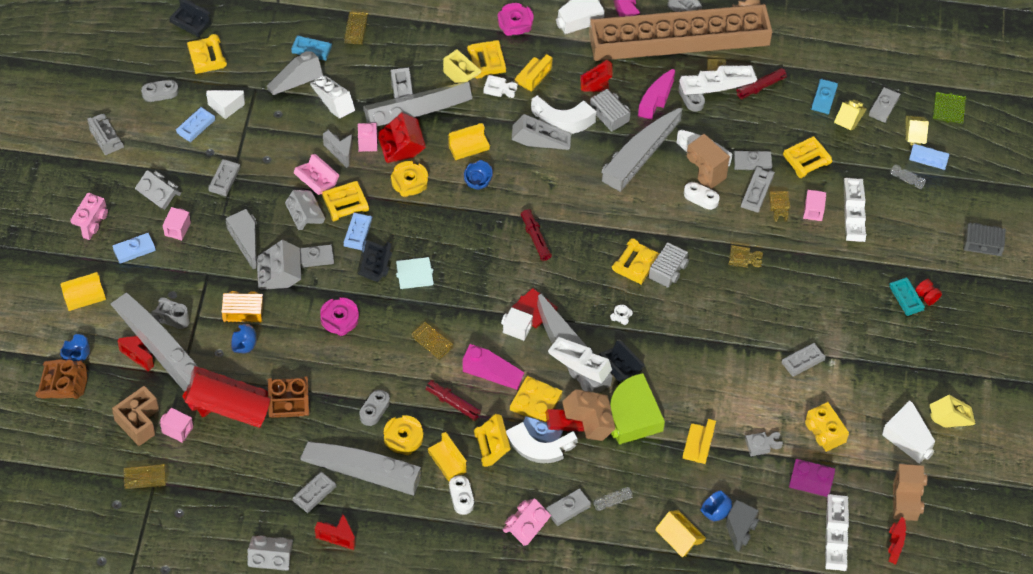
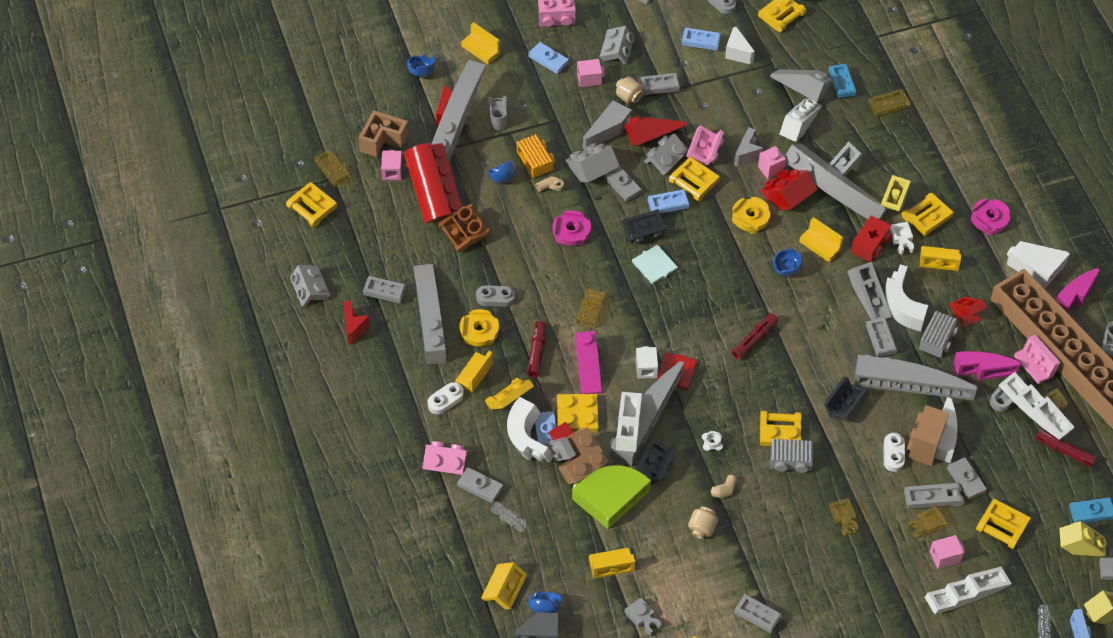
camera: 65 degrees right, 0 degrees up
(62, 379) = (389, 72): dark orange slope -> none
(176, 505) = (316, 200): none -> yellow plate
(218, 202) = (629, 90): none -> tan head
(272, 209) = (645, 129): none -> red slope
(278, 309) = (551, 183): none -> tan arm
(489, 107) = (871, 239): none -> red brick
(577, 423) = (561, 449): none -> light grey plate
(588, 149) = (881, 337): none -> light grey plate
(638, 201) = (845, 400): none -> black bracket
(673, 325) = (726, 489): none -> tan arm
(674, 57) = (1037, 360): none -> bright pink bracket
(699, 356) = (703, 522): none -> tan head

